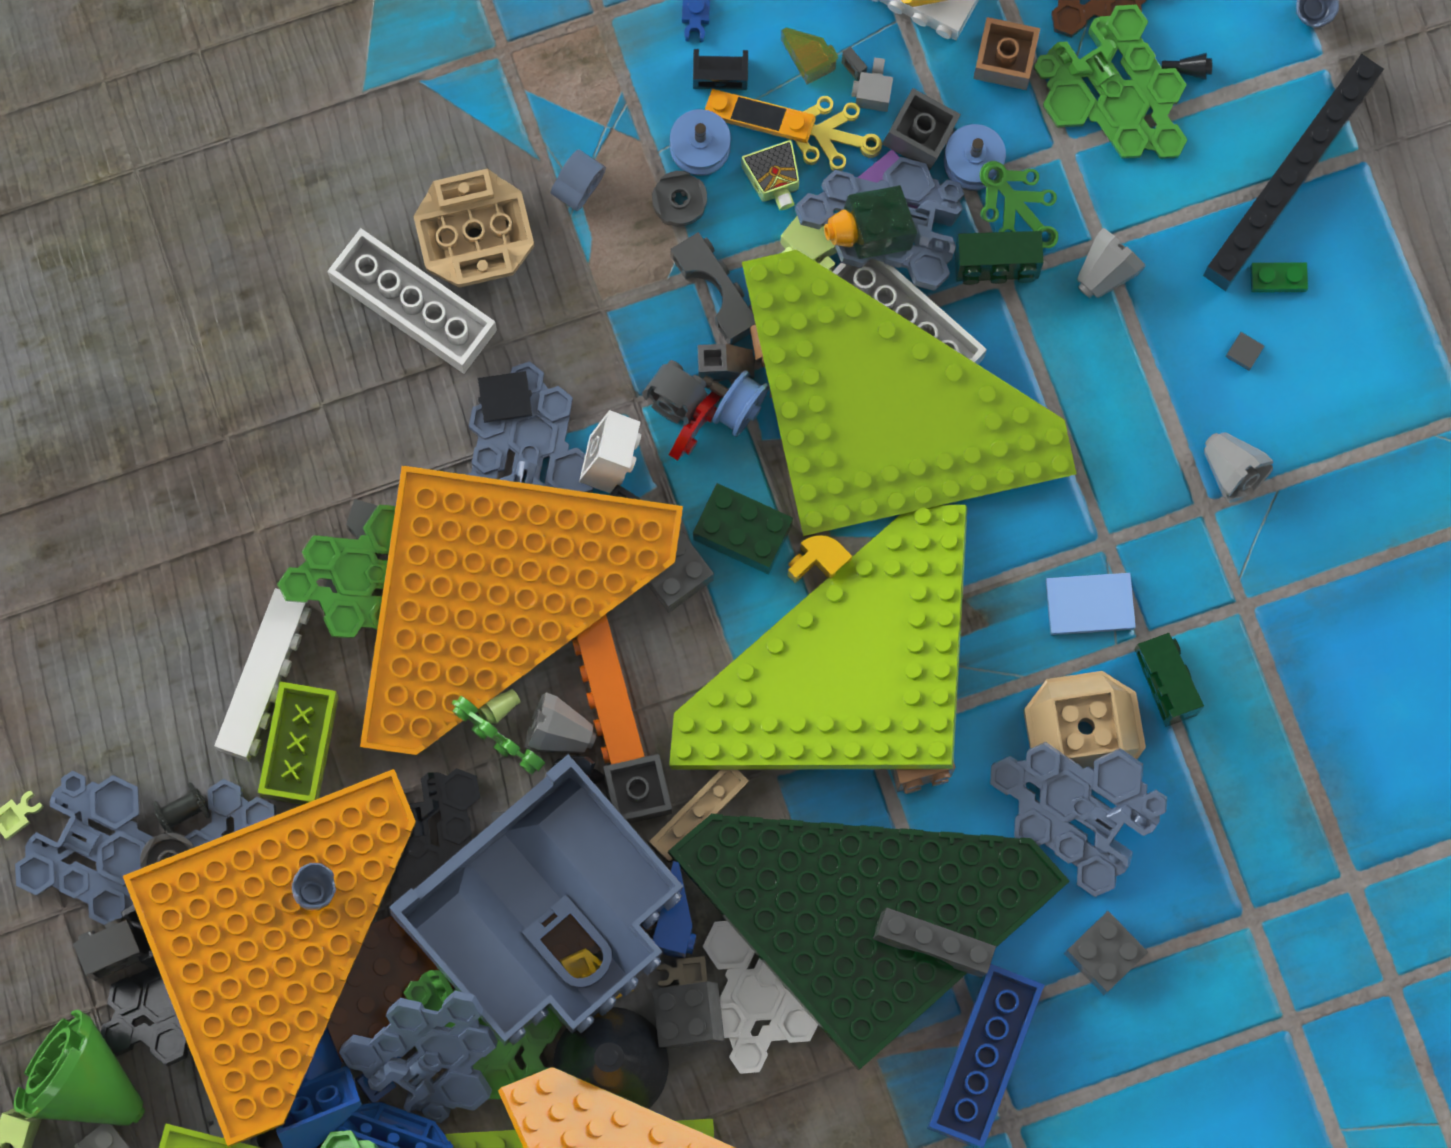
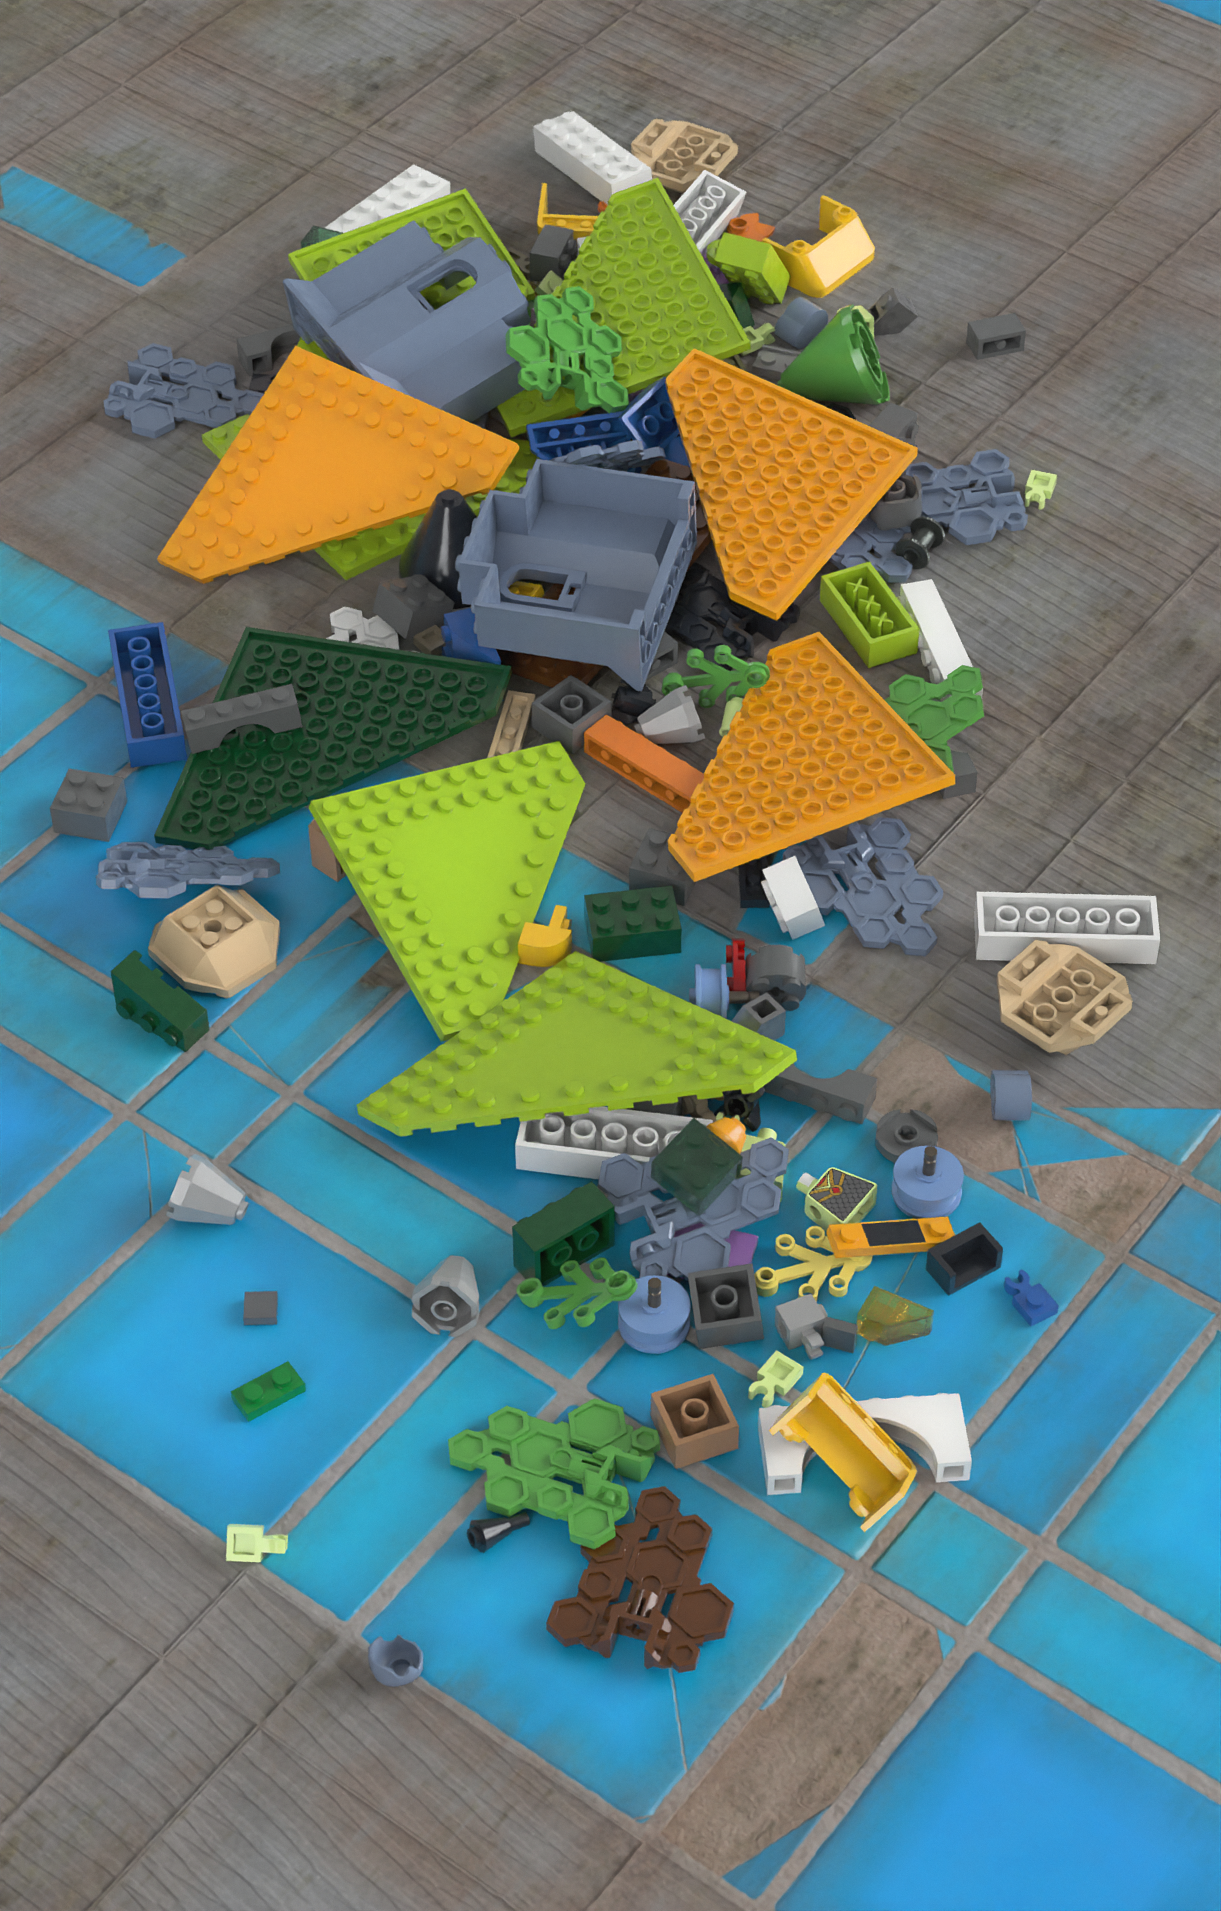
camera: 150 degrees right, 30 degrees down
(313, 886) = (768, 500): sand blue hair -> none
(505, 396) = (922, 909): black piece -> none
(919, 62) = (774, 1376): none -> yellowish green plate
(1090, 603) = (273, 1036): light blue tile -> none
(1293, 172) = (314, 1490): black brick -> none
(1361, 155) = (247, 1543): none -> yellowish green plate

